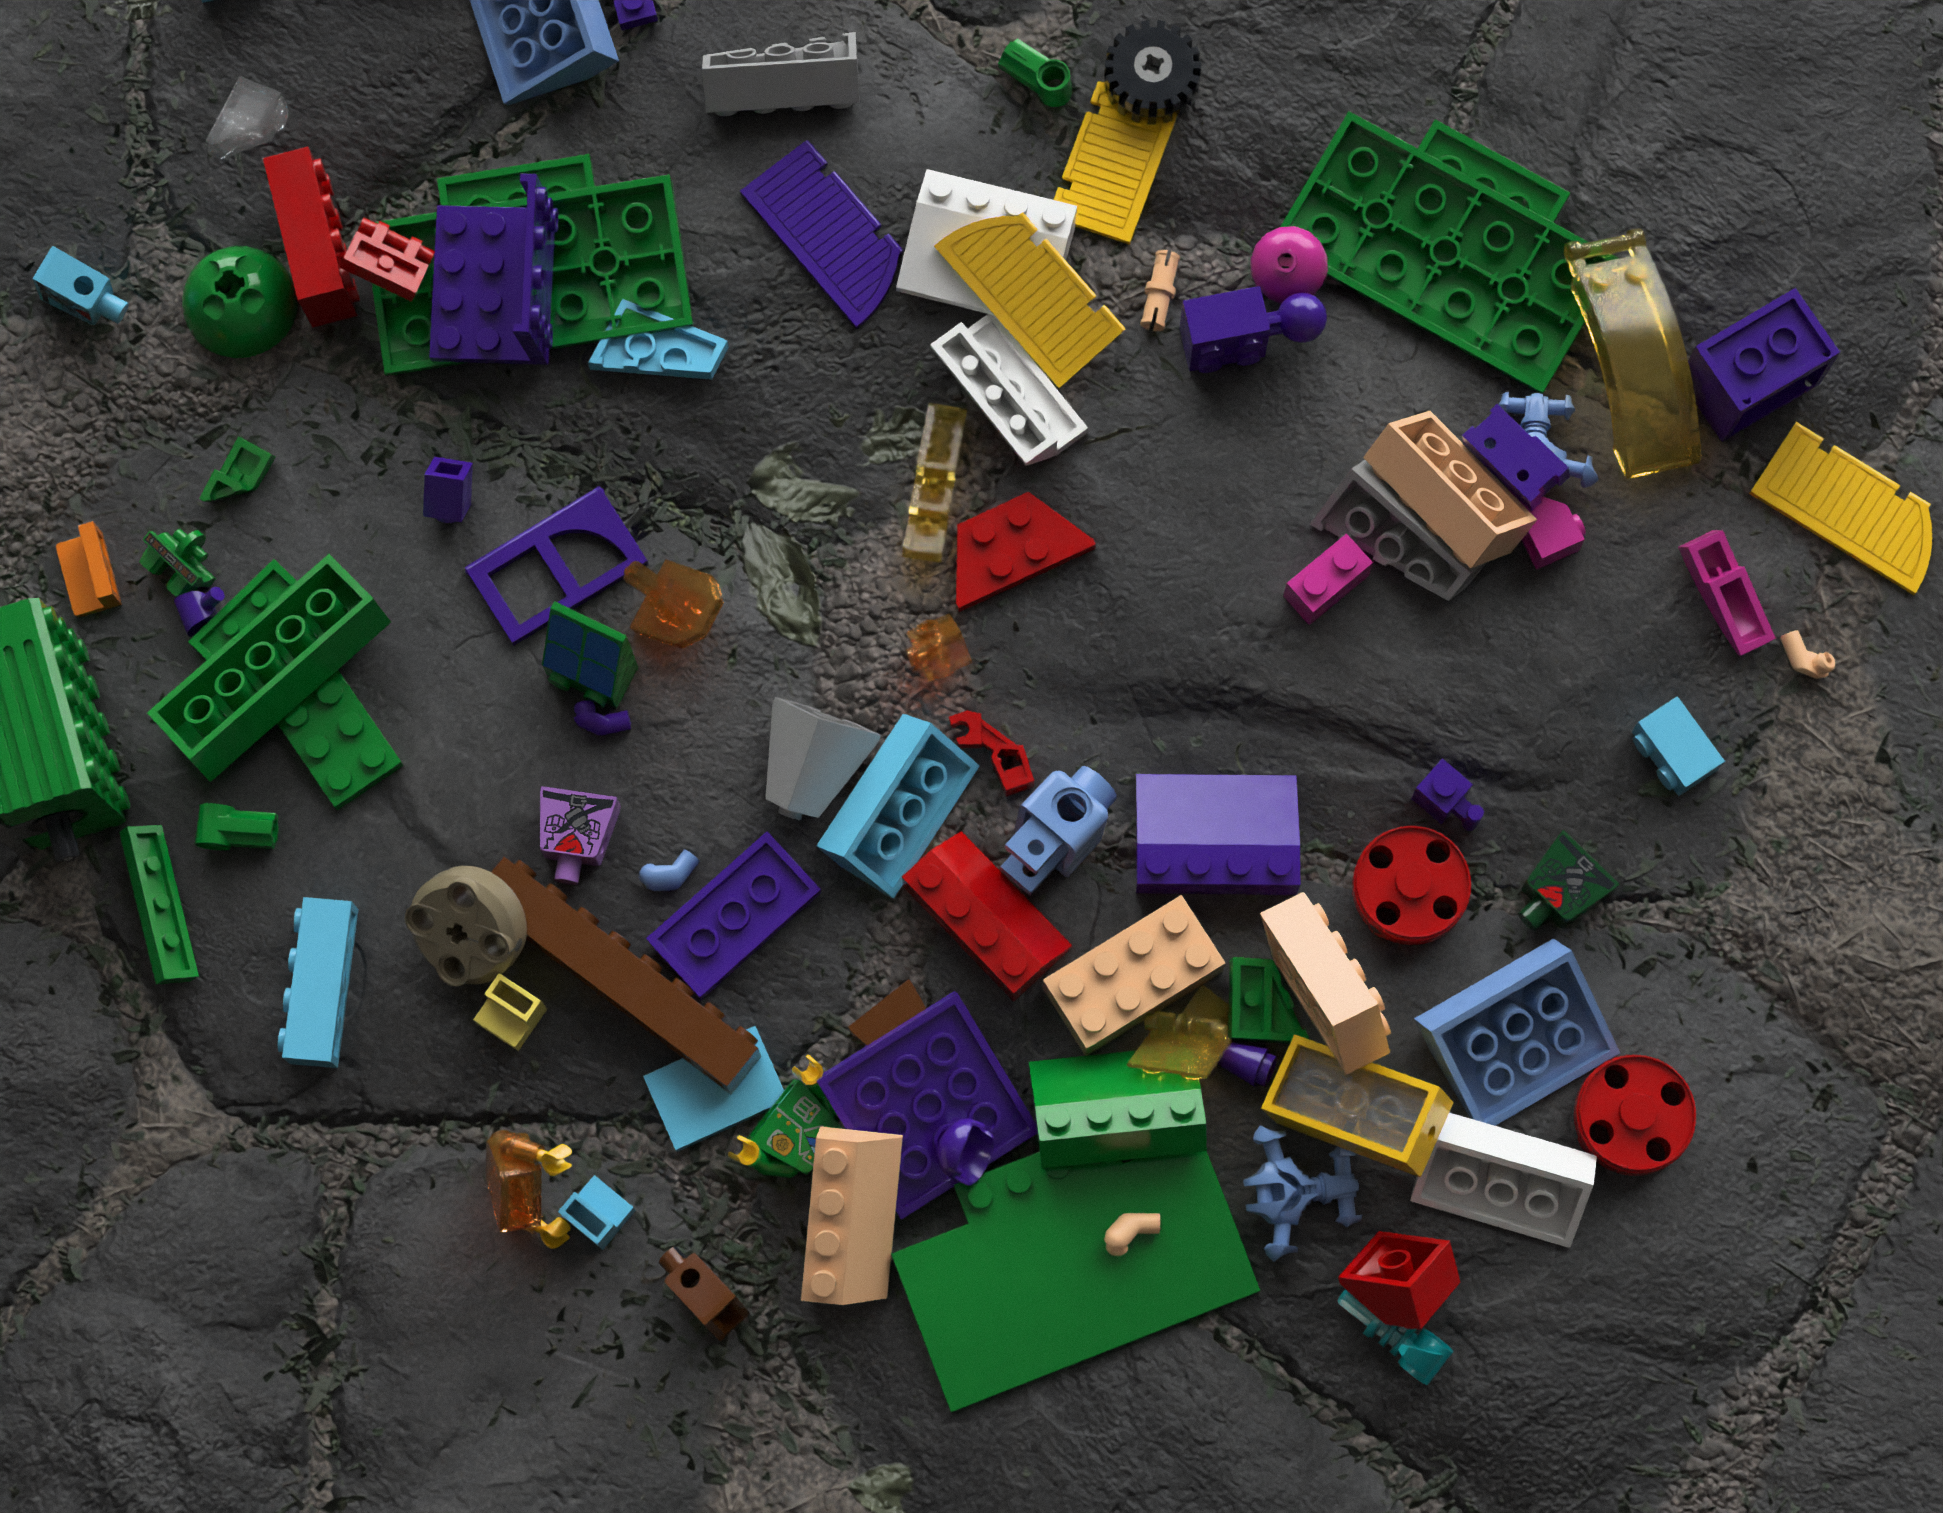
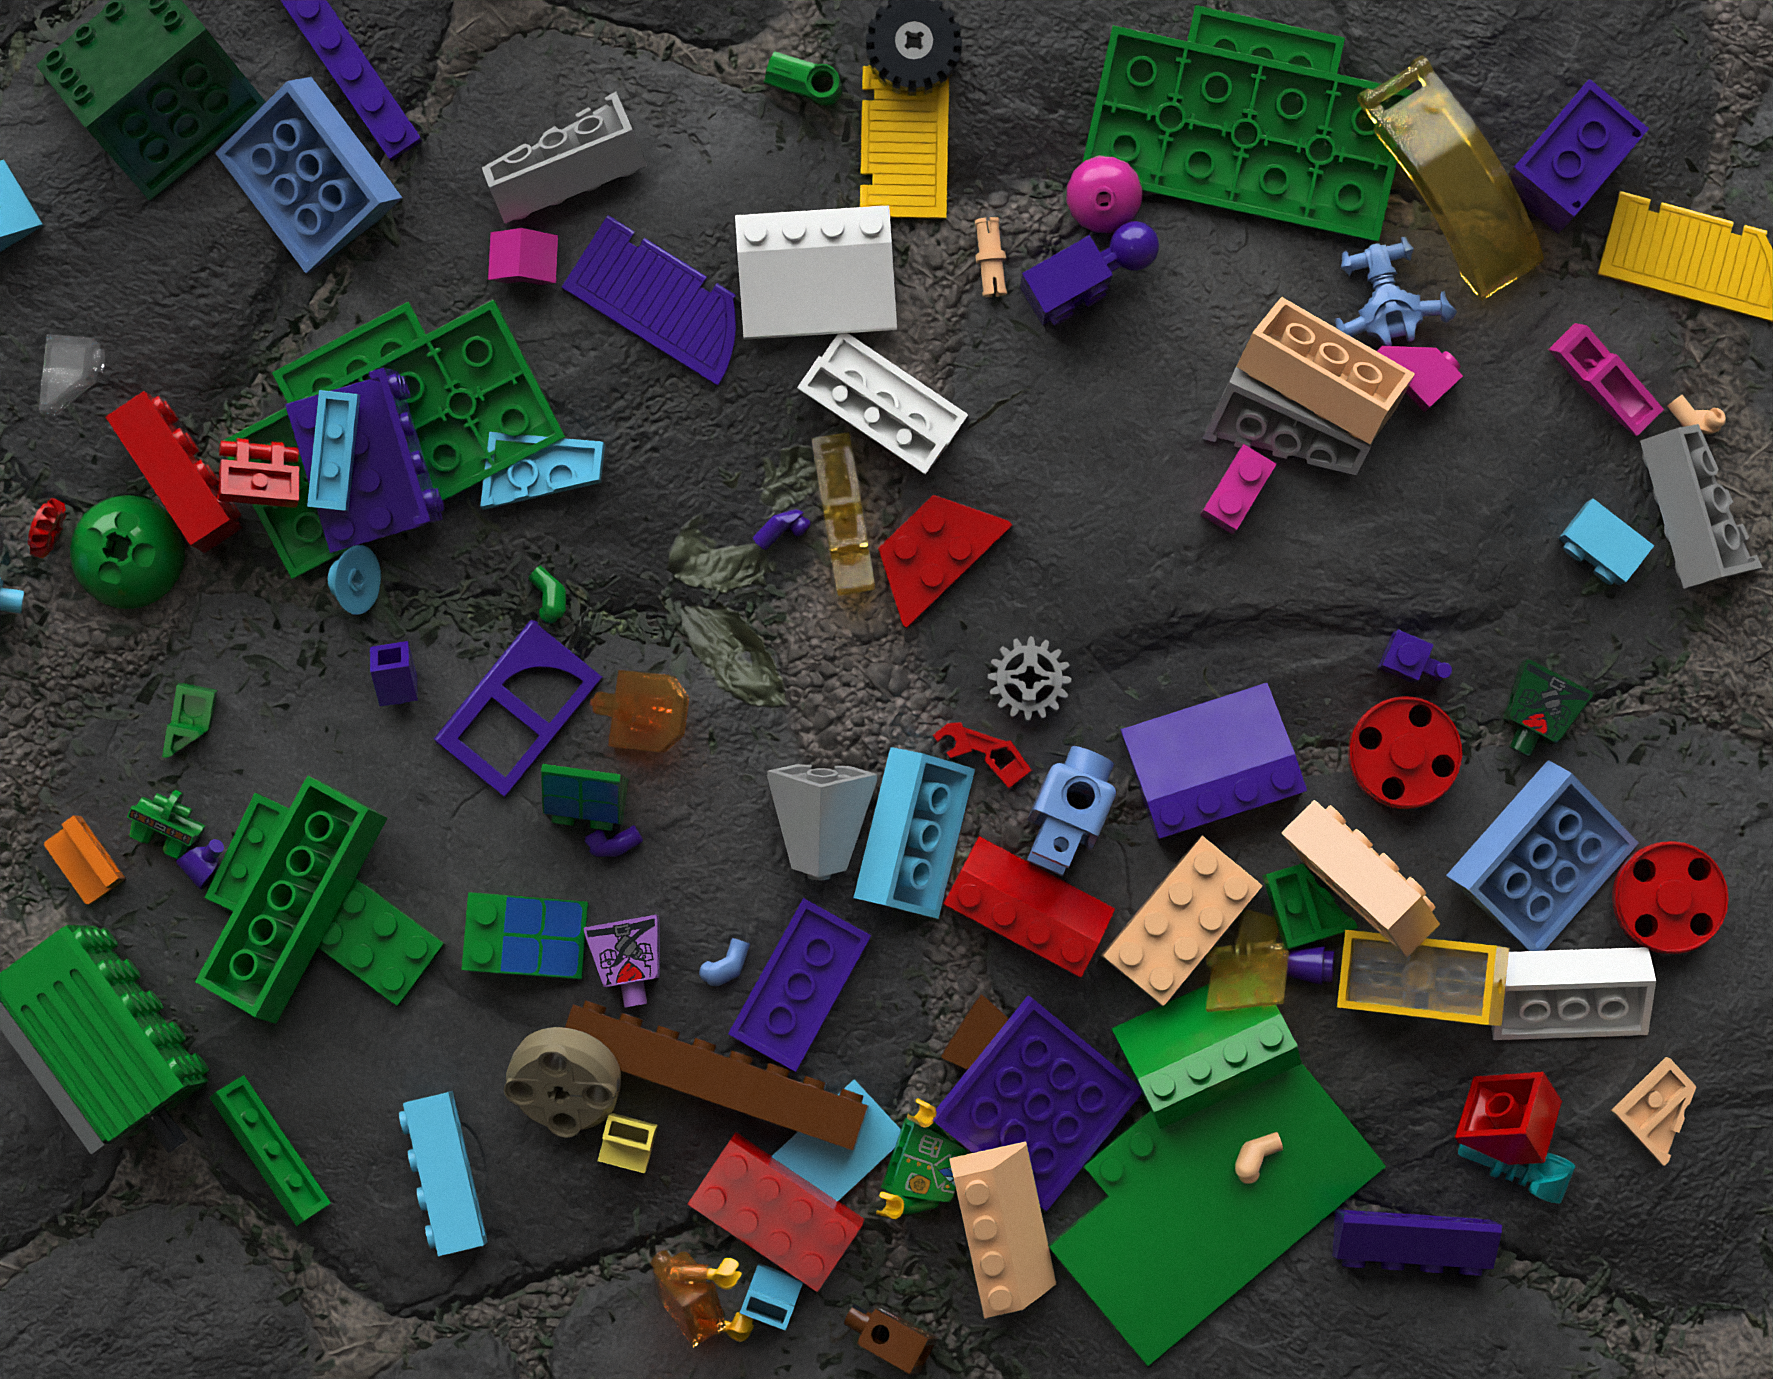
camera: 20 degrees left, 10 degrees up
(171, 251) = (46, 528): none -> red gear
(223, 827) = (306, 1058): green piece -> none
(456, 392) = (355, 579): none -> medium azure piece
(466, 259) = (333, 450): none -> medium azure plate
(480, 778) = (524, 935): none -> slope
(628, 469) = (553, 595): none -> green arm
(631, 1127) = (776, 1212): none -> red brick
(713, 148) = (523, 256): none -> dark pink piece
(873, 471) = (780, 523): none -> dark purple arm
(937, 648) = (901, 674): clear orange brick -> none
(965, 1150) = (1086, 1136): dark purple hair -> none
(1031, 293) = (873, 304): yellow piece -> none
(1076, 700) = (1028, 696): none -> light grey gear
(1265, 1371) = (1415, 1240): none -> dark purple slope
(1286, 1191) = (1382, 1071): medium blue piece -> none
(1515, 457) = (1377, 320): dark purple piece -> none
(1555, 1324) = (1656, 1108): none -> light nougat wing
(1778, 742) = (1695, 508): none -> light grey wedge

